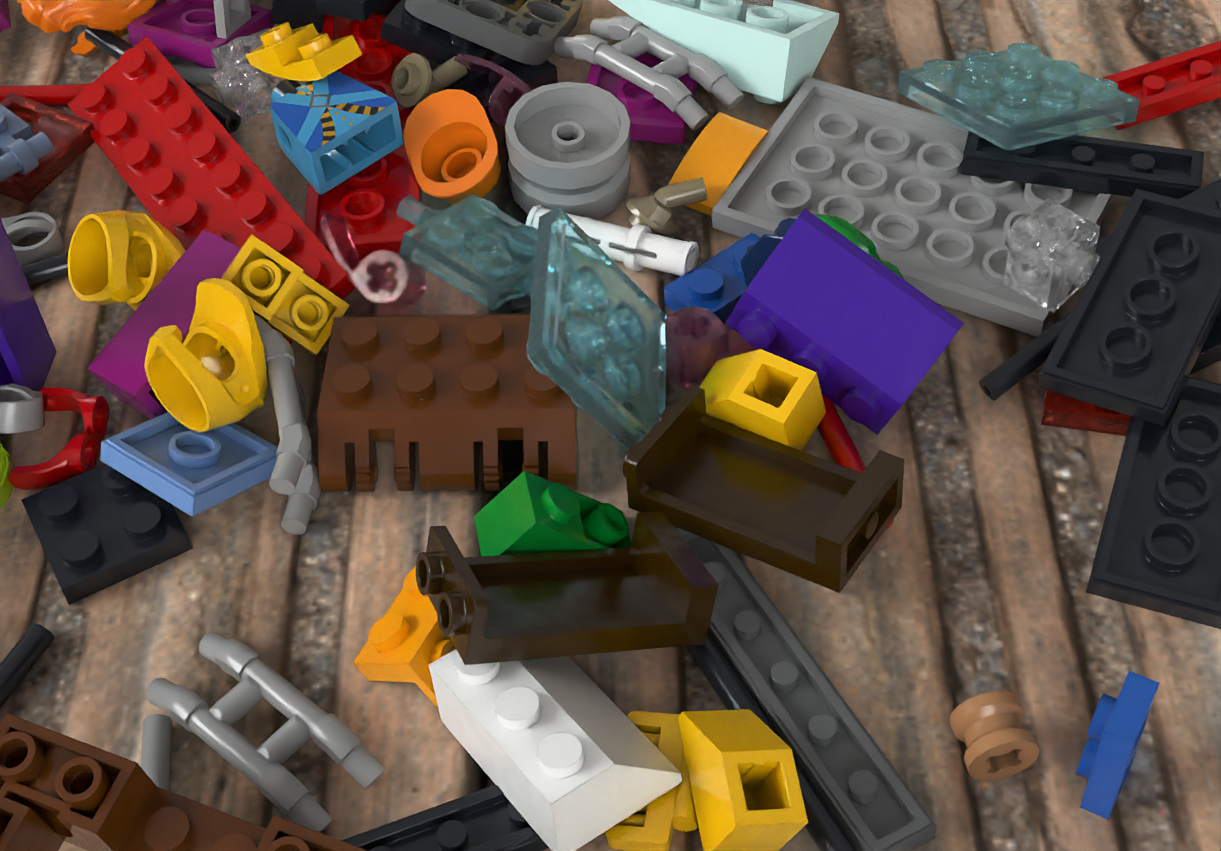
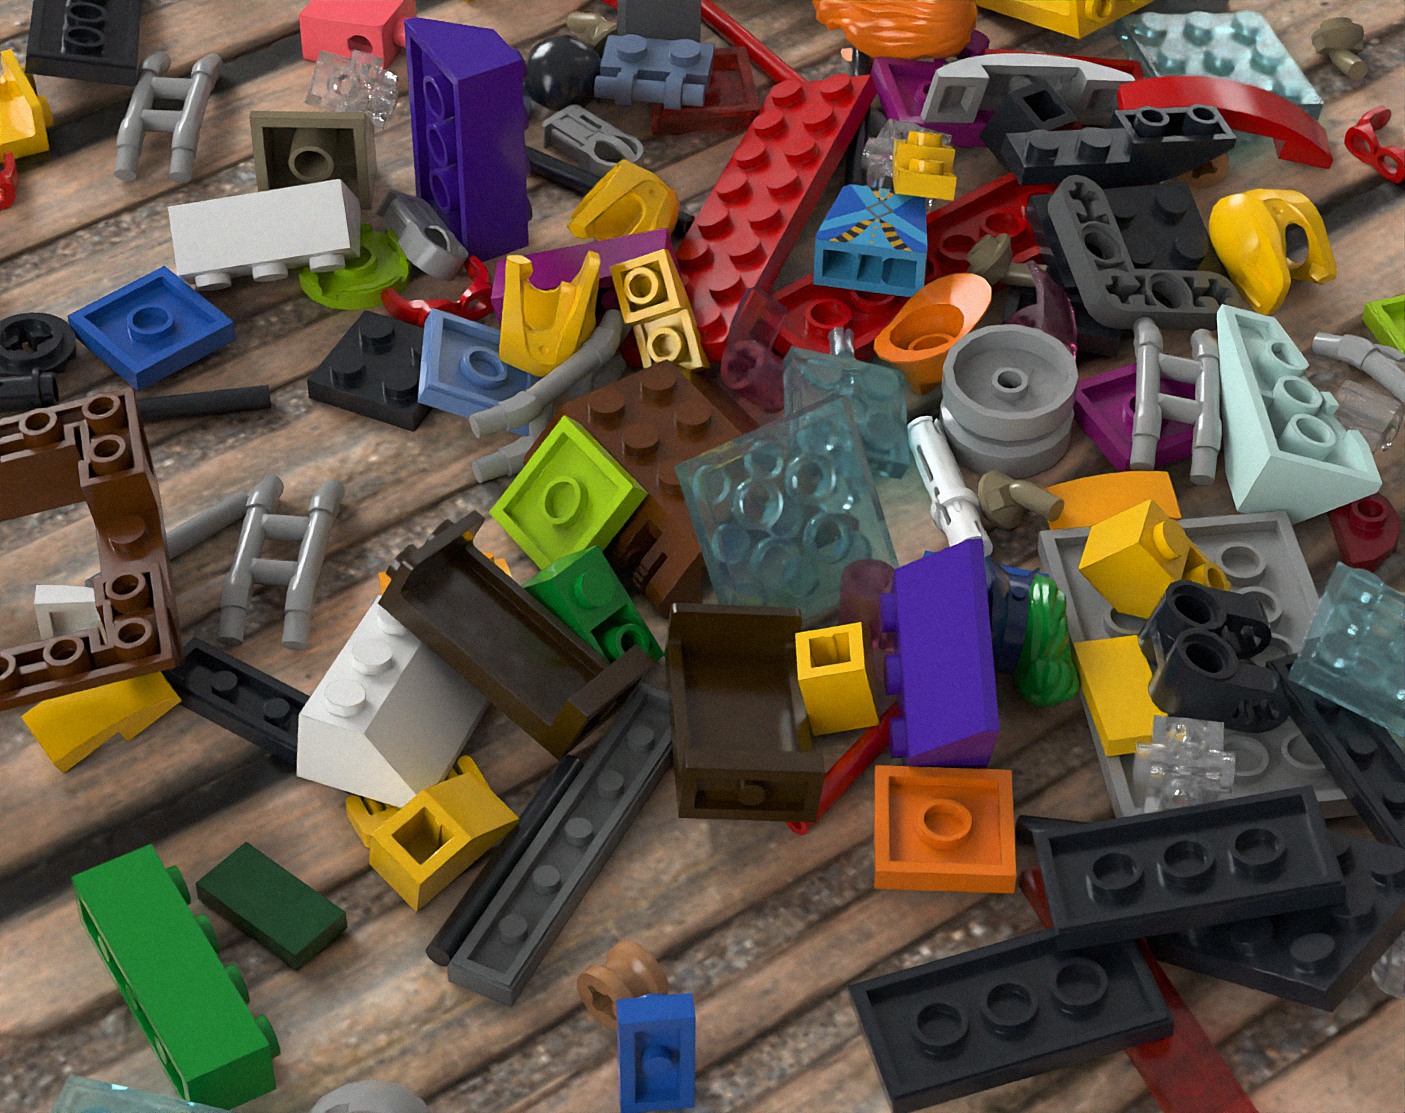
camera: 50 degrees right, 5 degrees down
(418, 473) = (567, 497): none -> lime plate
(830, 162) = (1140, 555): none -> yellow slope
(853, 59) = (1365, 531): none -> dark red plate
(933, 252) = (1116, 691): none -> yellow tile
(957, 192) = (1200, 658): none -> black piece
(966, 433) = (944, 829): none -> orange plate

